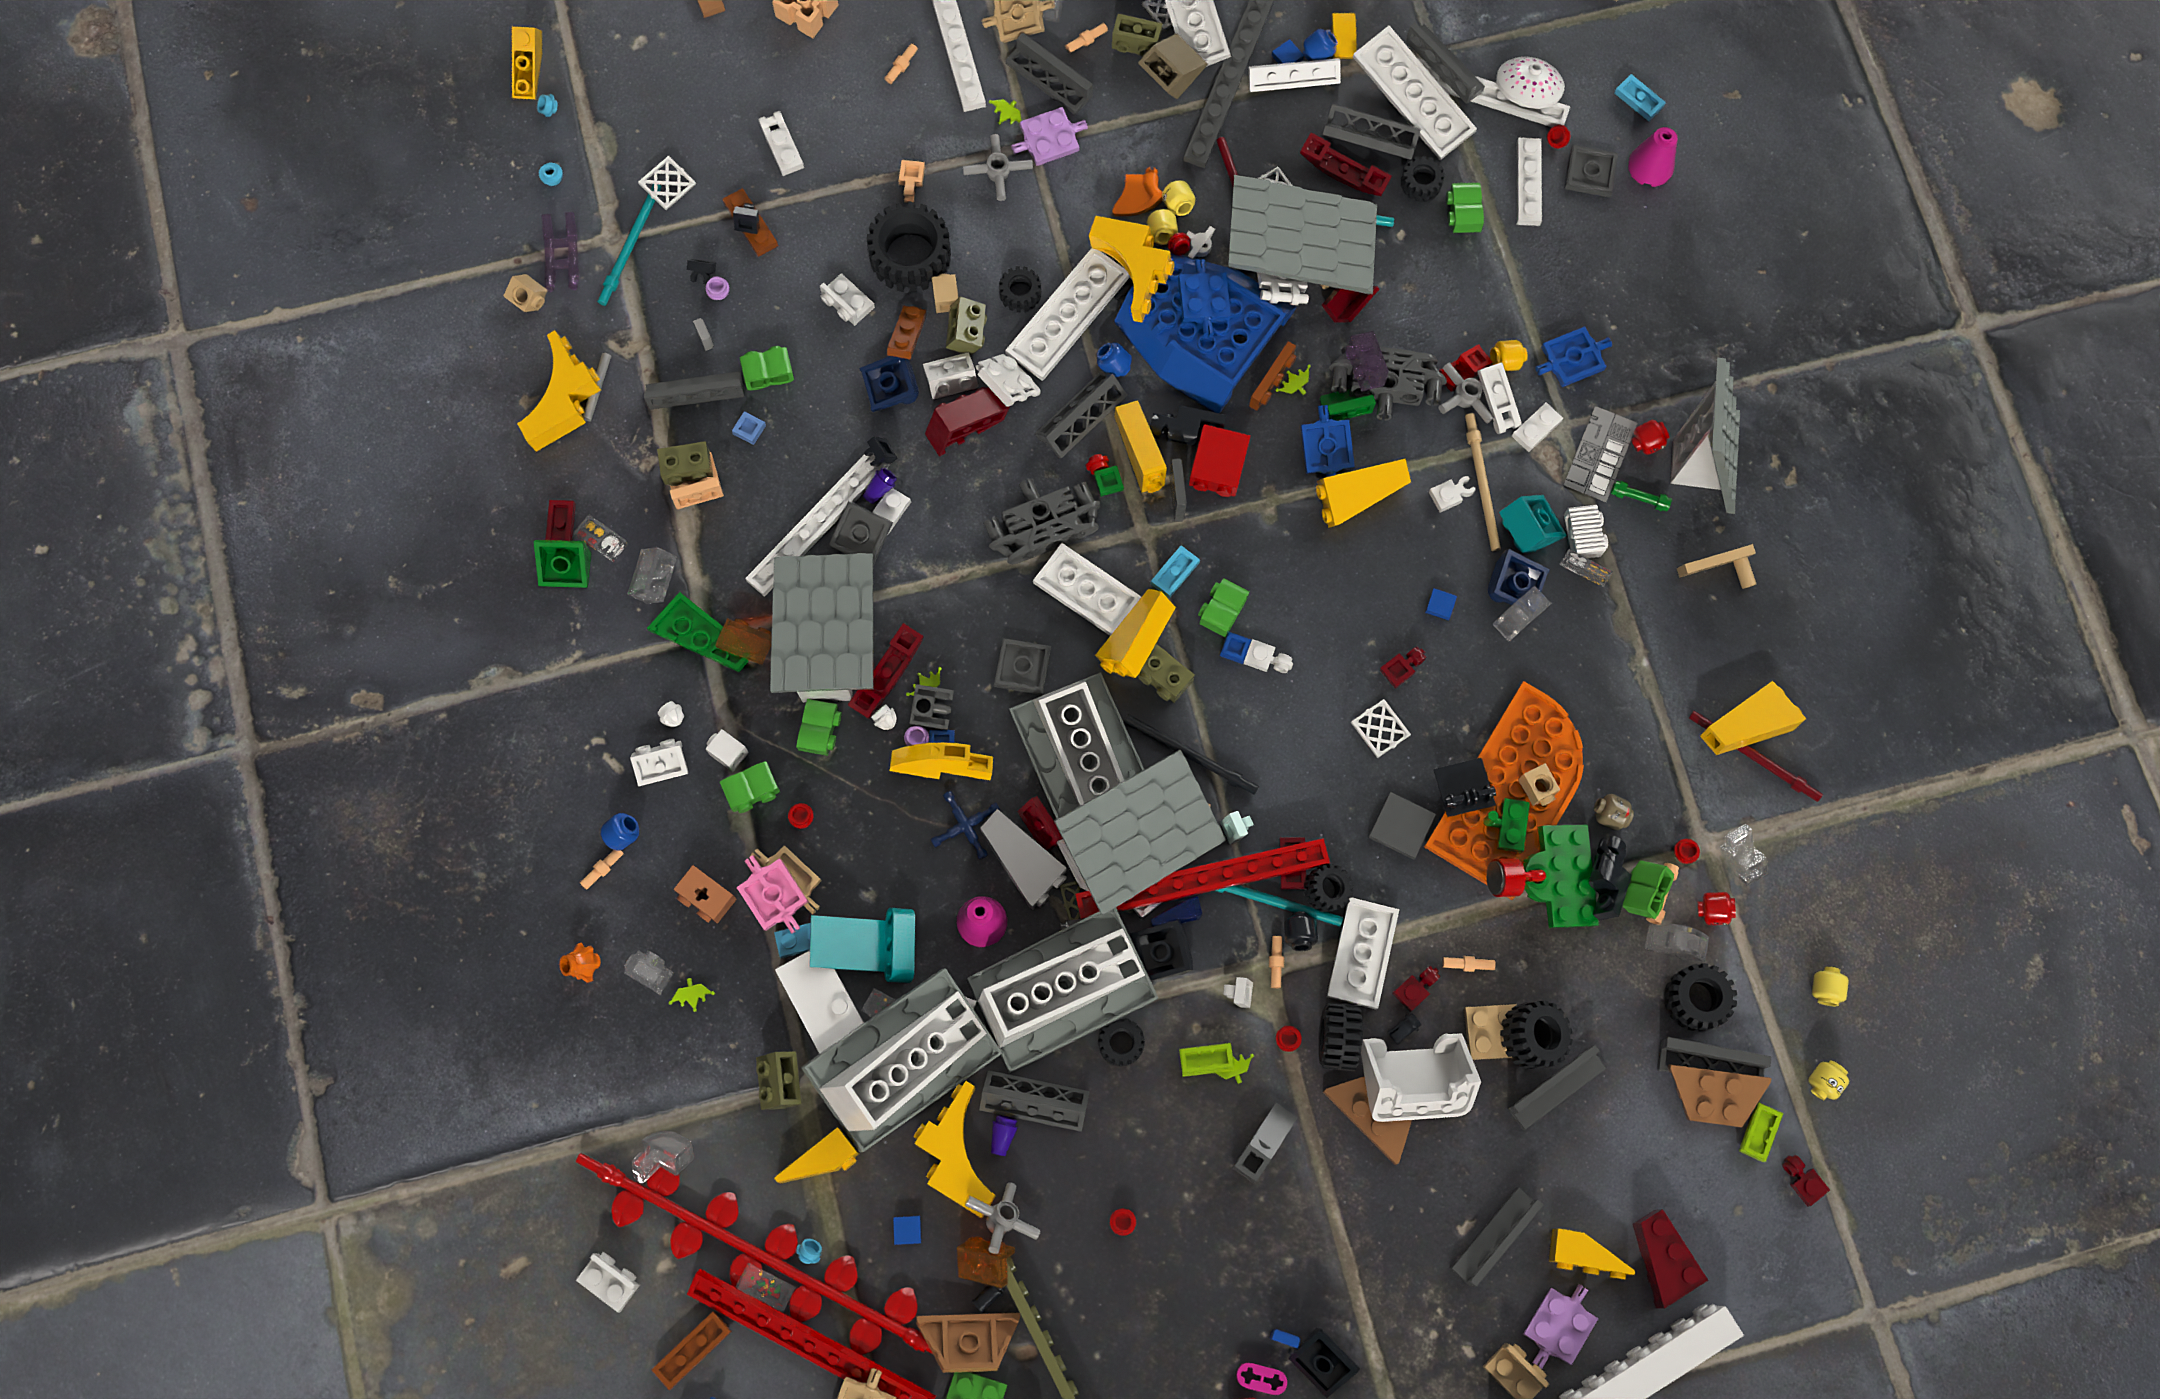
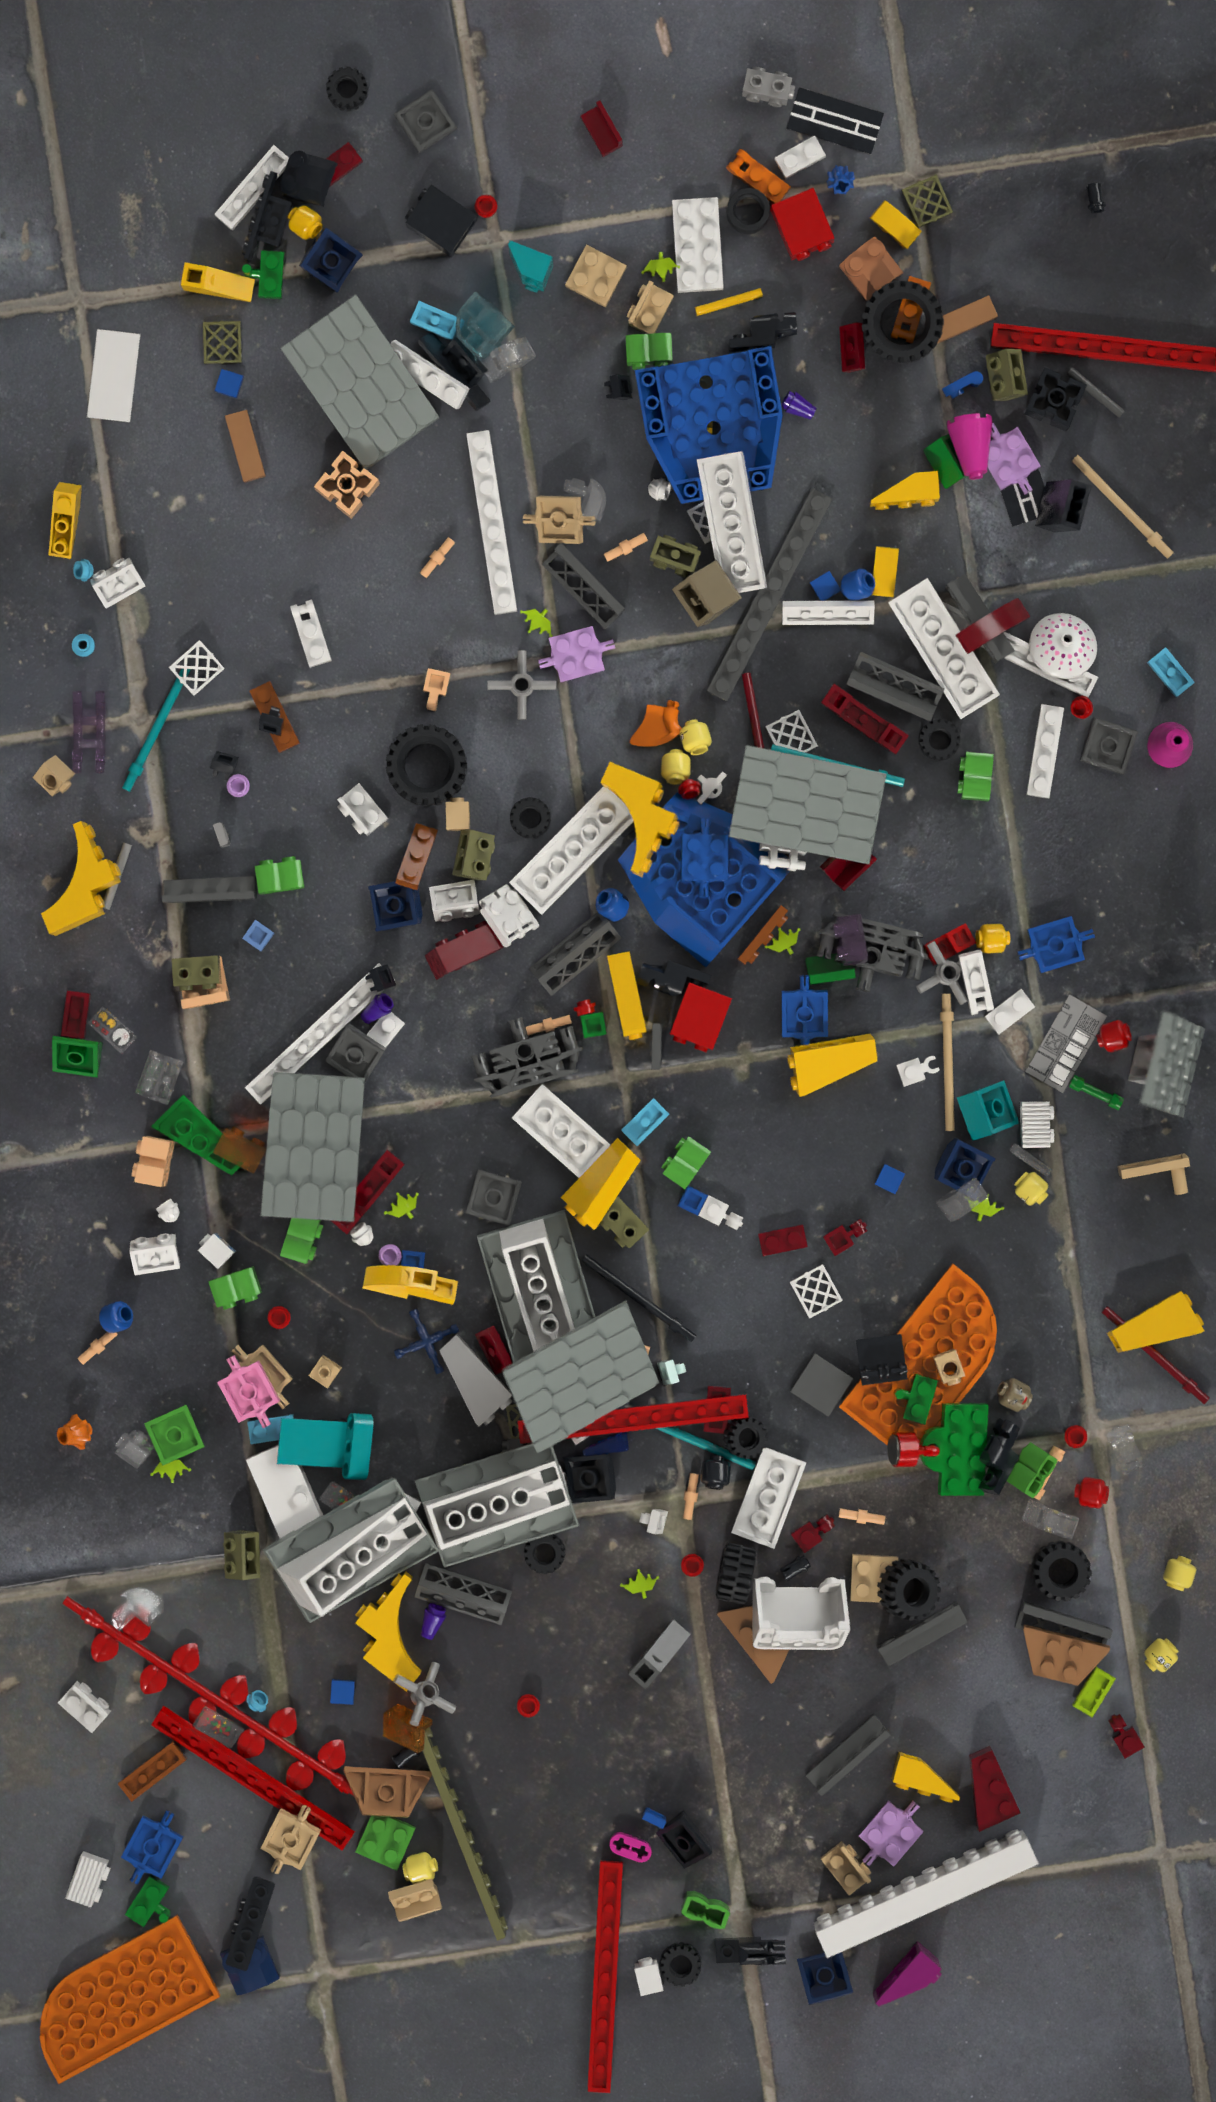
camera: 10 degrees right, 15 degrees up
(582, 113) = (116, 582): none -> white bracket
(651, 659) = (153, 1161): none -> light nougat brick
(693, 955) = (174, 1435): none -> bright green plate
(696, 882) = (183, 1370): nougat brick -> none
(825, 1157) = (277, 1624): yellow slope -> none
(856, 866) = (325, 1371): none -> tan brick
(926, 719) = (404, 1217): dark grey brick -> none
(984, 929) = (437, 1422): dark pink cone -> none
(1062, 483) = (548, 1025): none -> light nougat bar
(1206, 1059) = (617, 1576): lime plate -> none
(1337, 678) = (782, 1240): none -> dark red plate
(1458, 59) = (992, 625): none -> dark red slope
(1545, 623) = (985, 1208): none -> lime piece
(1593, 595) = (1031, 1188): none -> light yellow head

